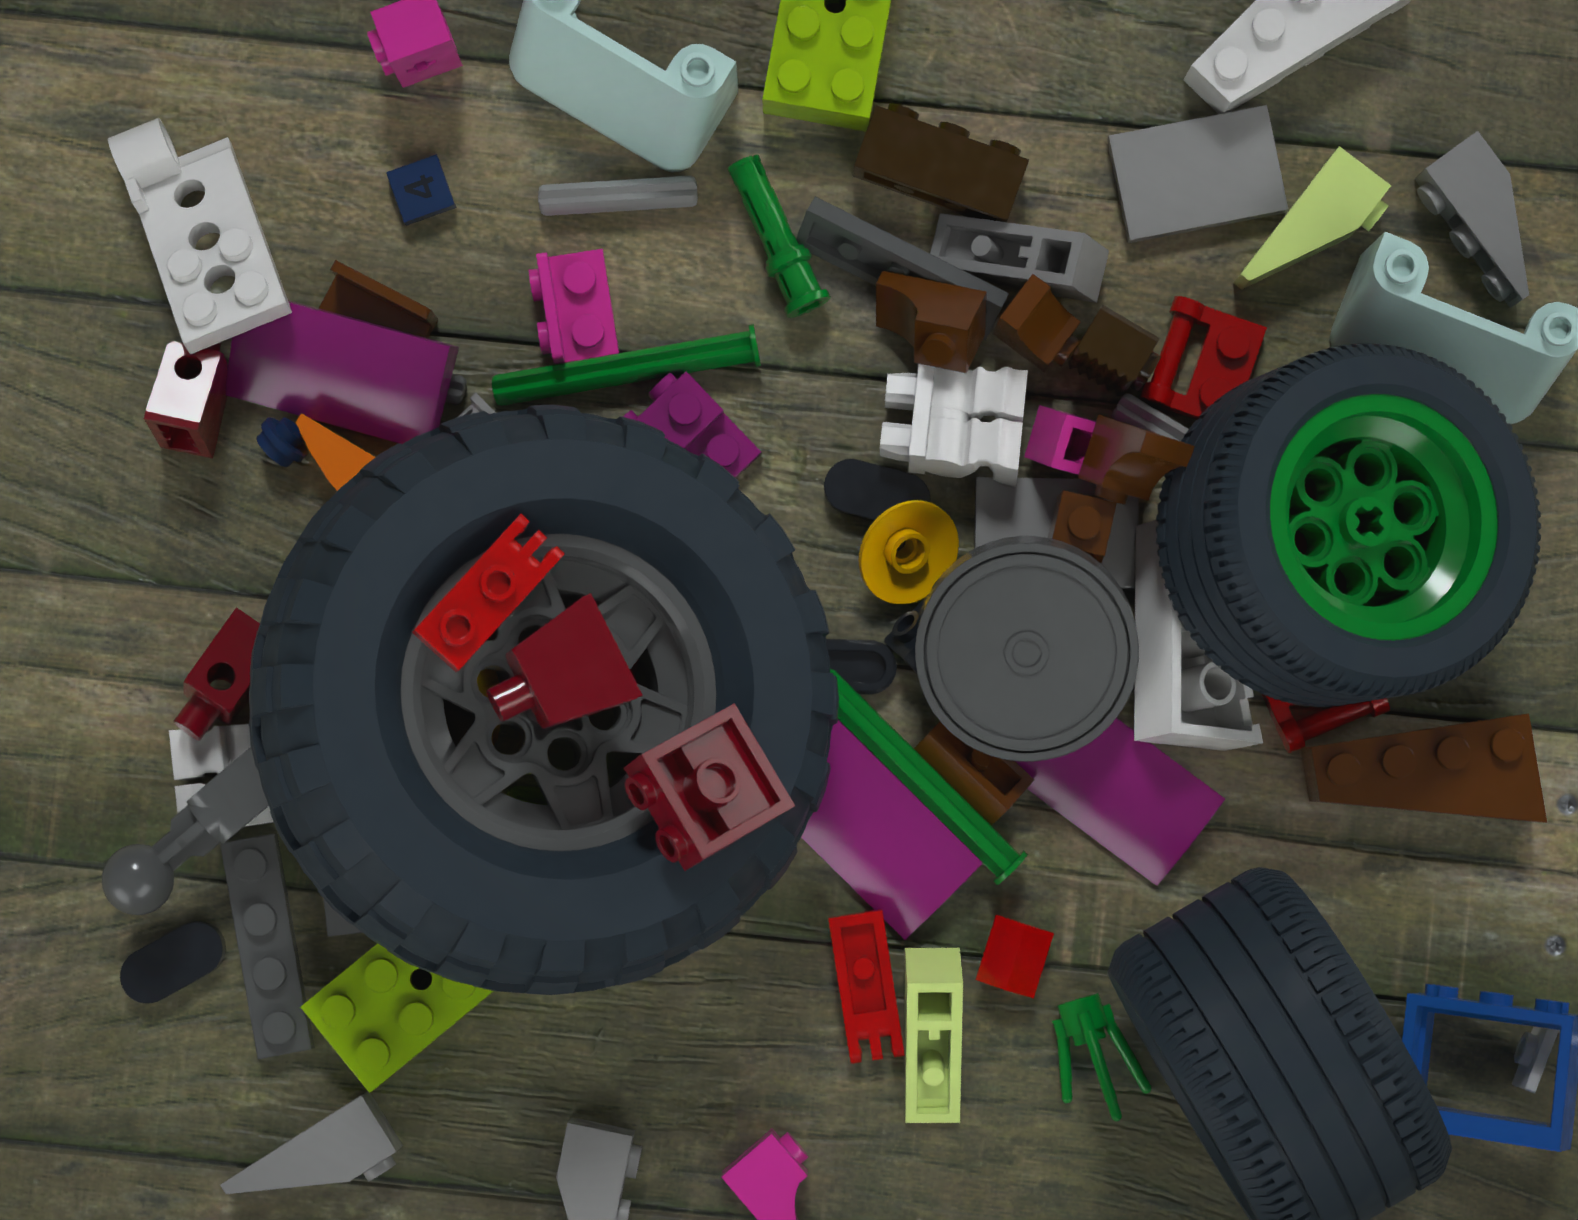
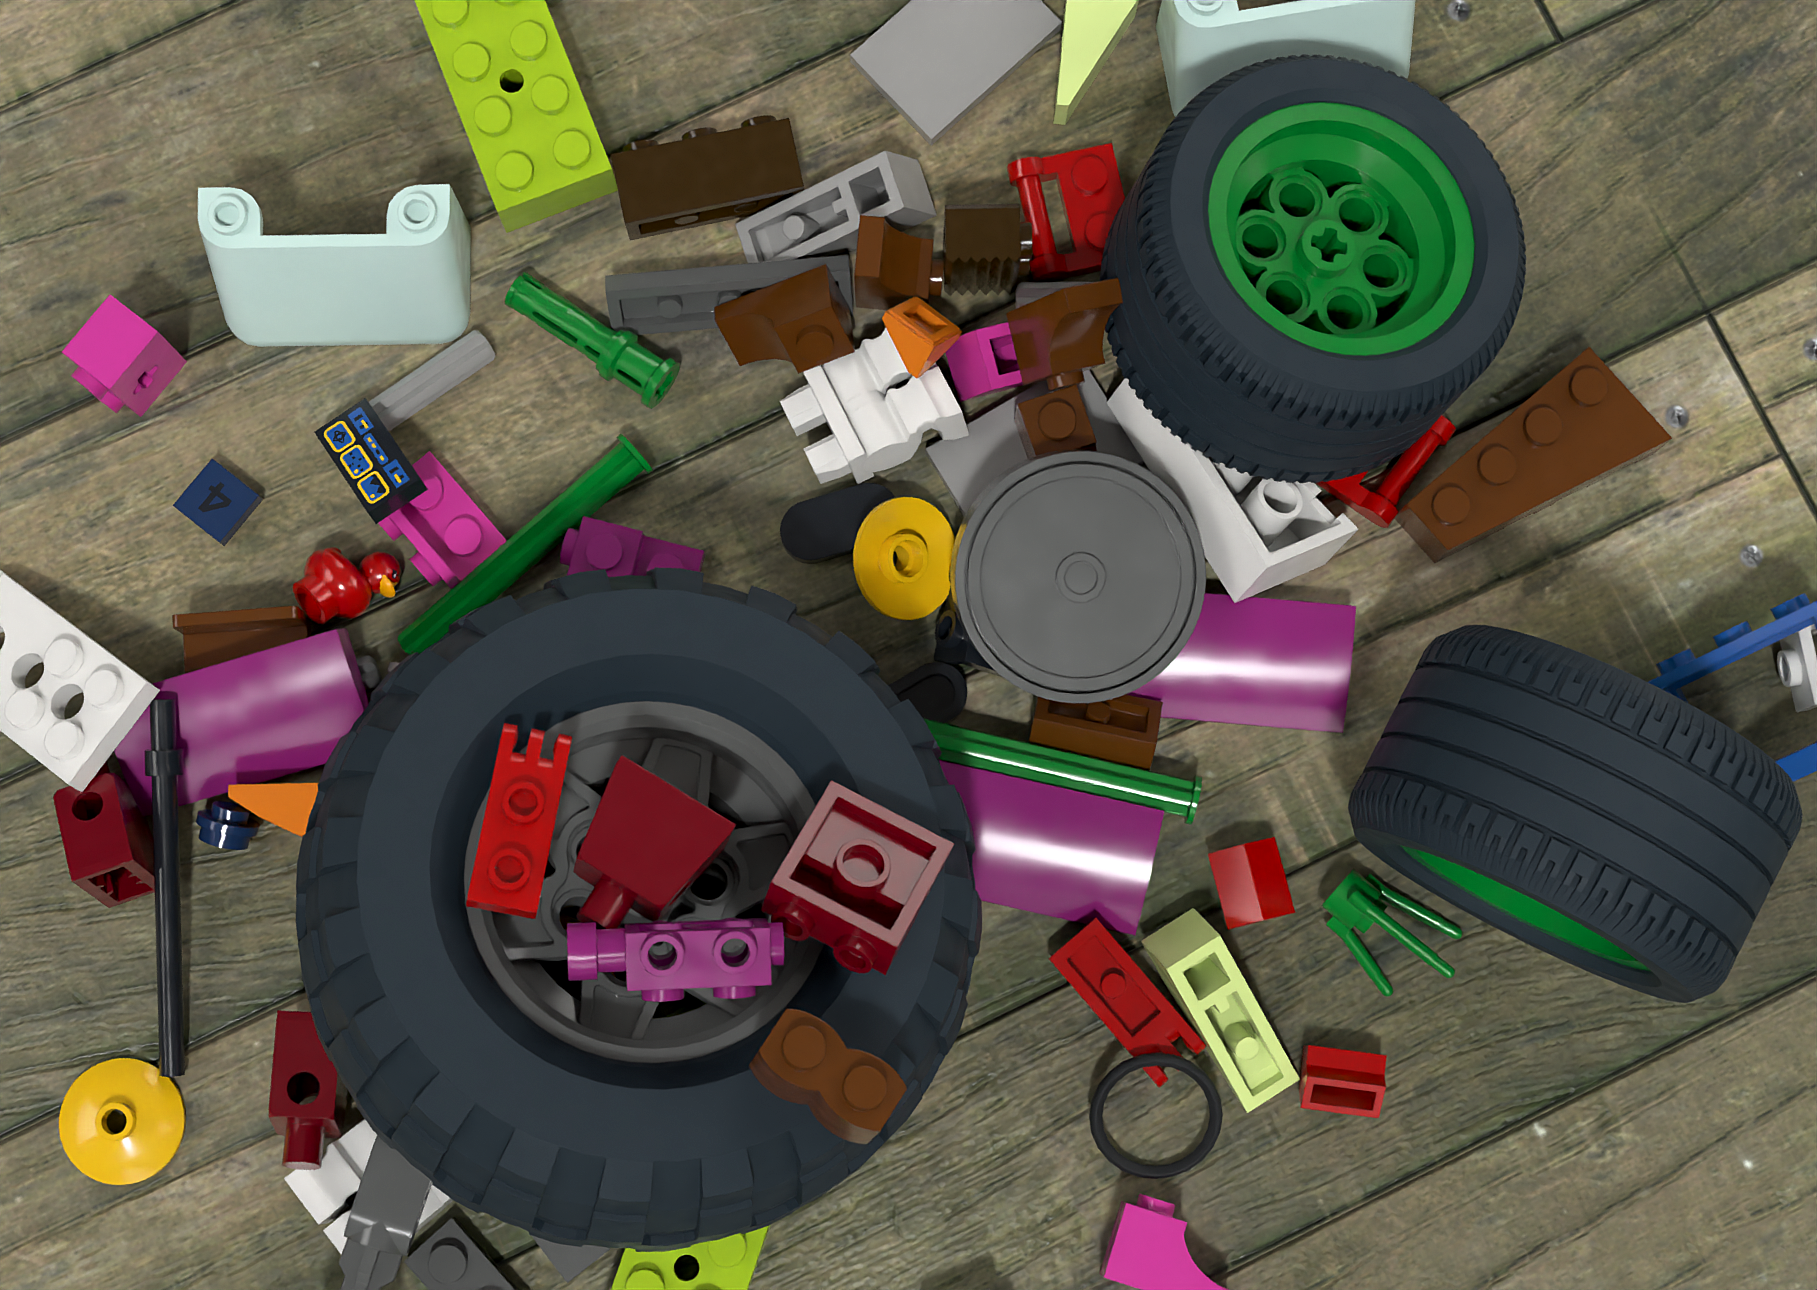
camera: 35 degrees left, 5 degrees down
(103, 619) = (152, 1129): none -> yellow dish
(262, 370) = (163, 764): none -> black bar
(471, 312) = (339, 589): none -> red animal
(549, 777) = (691, 963): none -> magenta brick
(552, 232) = (370, 461): none -> tile
(601, 935) = (843, 1087): none -> reddish brown brick
(865, 1046) = (1148, 1060): none -> black tyre
(989, 1144) = (1342, 1081): none -> red piece
(1023, 390) = (919, 334): none -> orange slope

